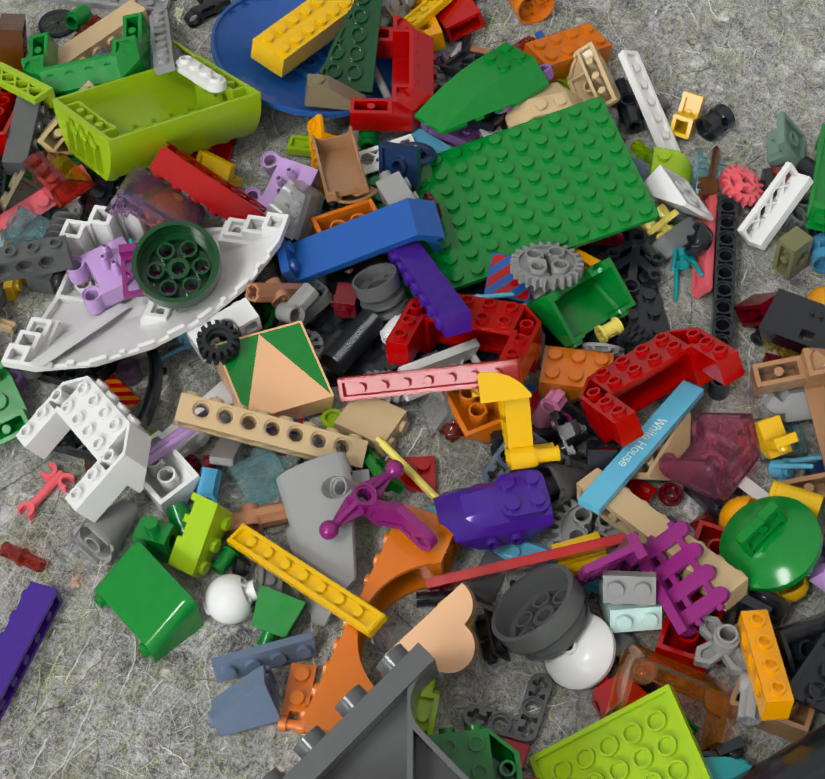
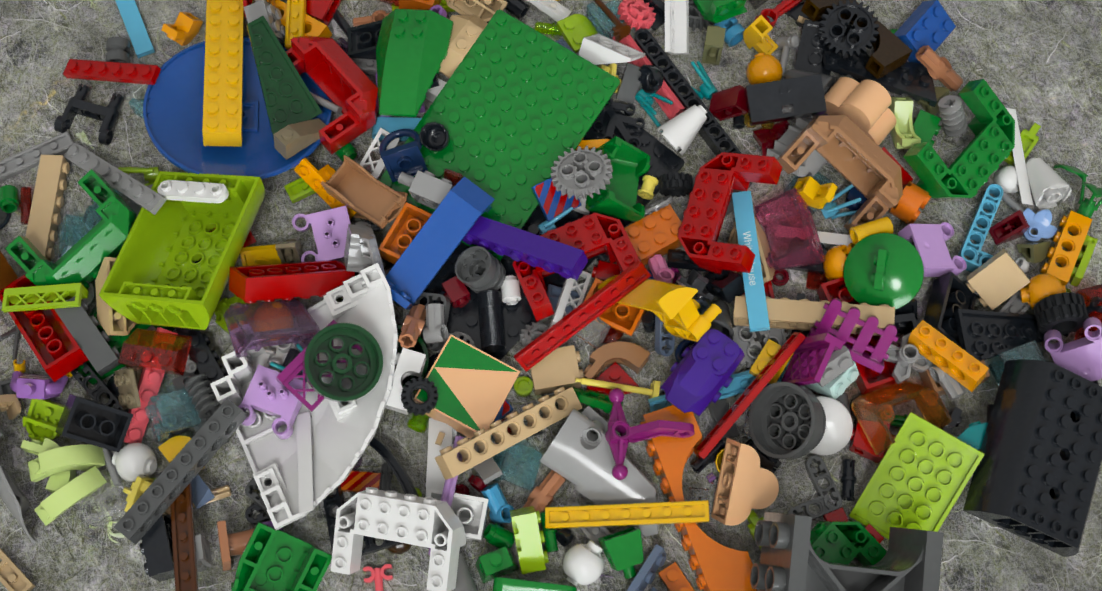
camera: 45 degrees left, 15 degrees up
(210, 381) = (418, 423): none -> clear neon green wheel
(239, 174) = (289, 251): none -> dark tan slope
(435, 443) = (620, 352): none -> medium nougat arch
(445, 161) = (434, 136): none -> black hair
(561, 724) = (848, 480): none -> black pin
(690, 300) = (683, 128): none -> white cone
(753, 286) = (707, 87): none -> teal plant

